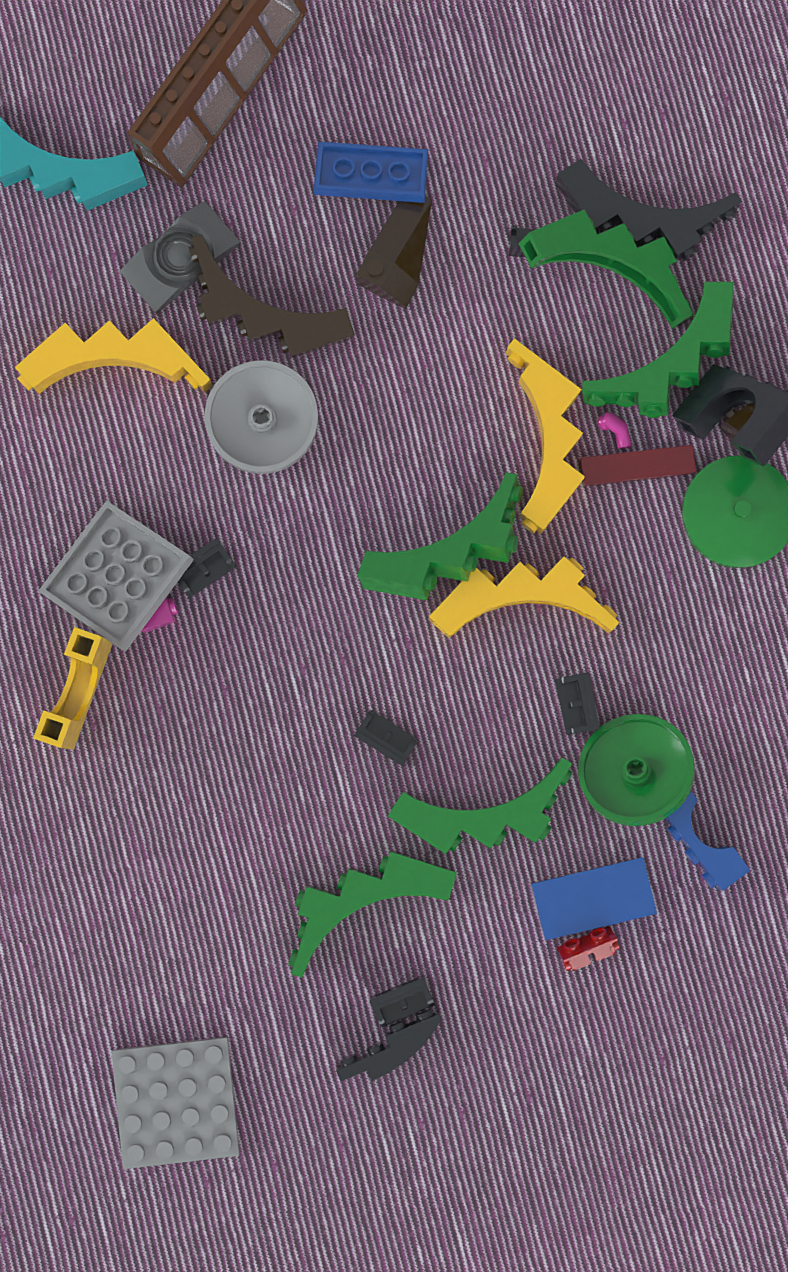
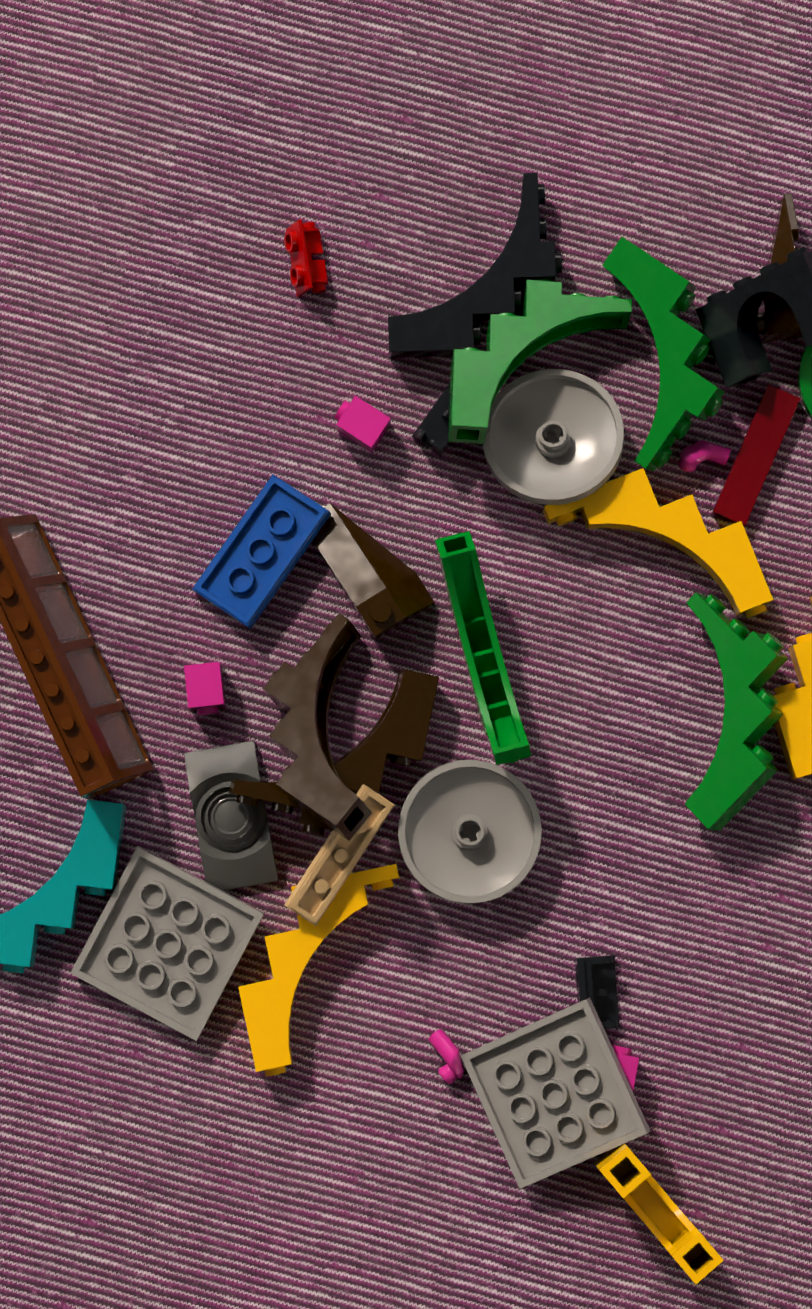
camera: 60 degrees left, 0 degrees up
(69, 262) = (167, 943): none -> light grey plate
(104, 492) = (450, 1054): none -> dark pink arm
(192, 335) = (336, 861): none -> tan tile
(256, 187) = (205, 688): none -> dark pink brick
(263, 263) = (303, 732): none -> dark brown arch
(389, 354) = (481, 648): none -> green arch
(498, 187) = (362, 423): none -> dark pink brick
(566, 317) = (553, 437): none -> light grey dish
(579, 91) = (302, 243): none -> red hinge

